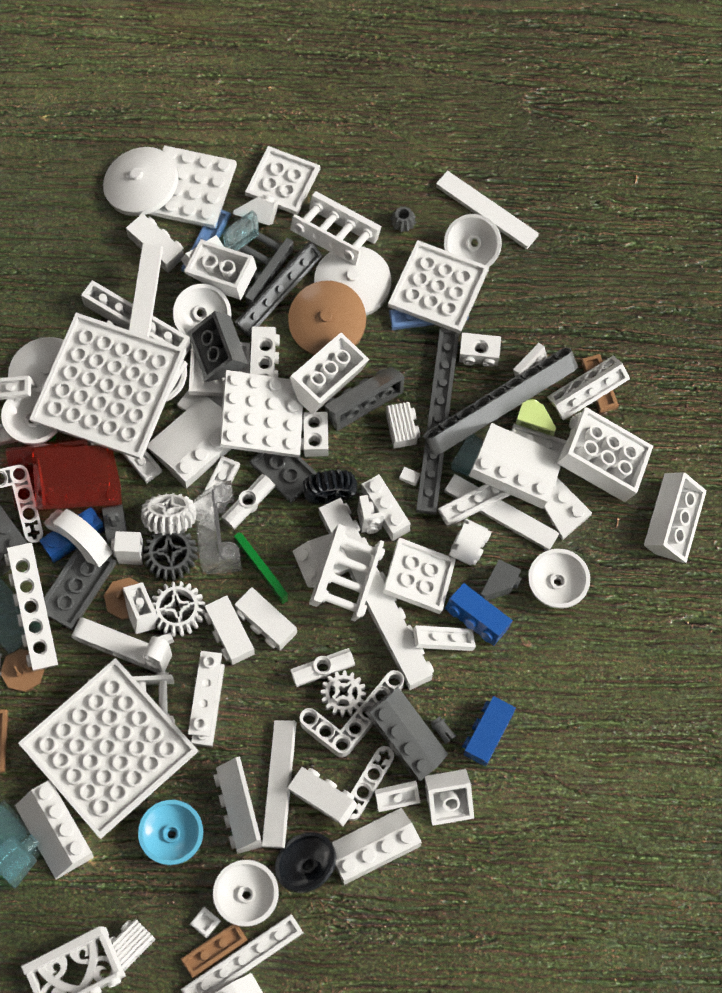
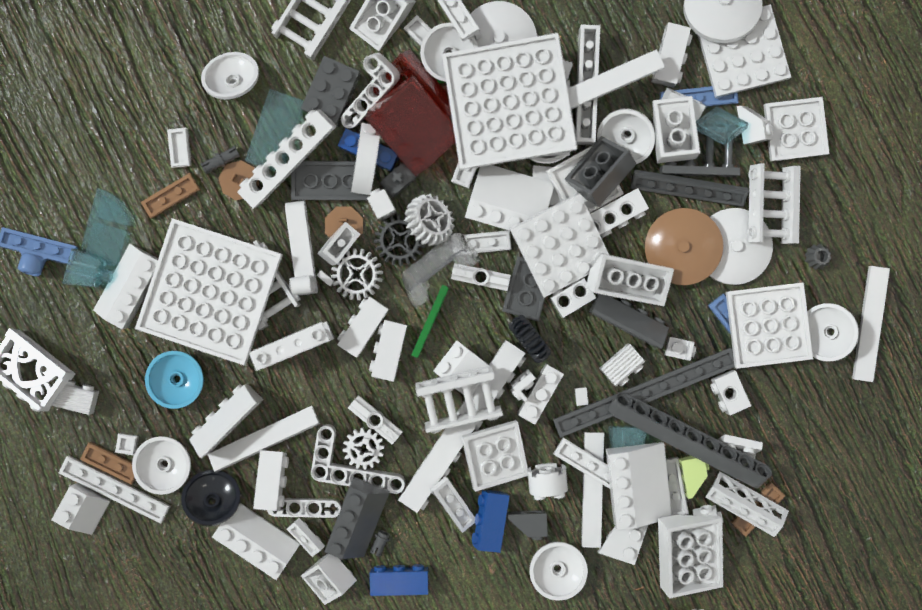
camera: 65 degrees right, 20 degrees up
(417, 370) = (680, 348): none -> white bracket

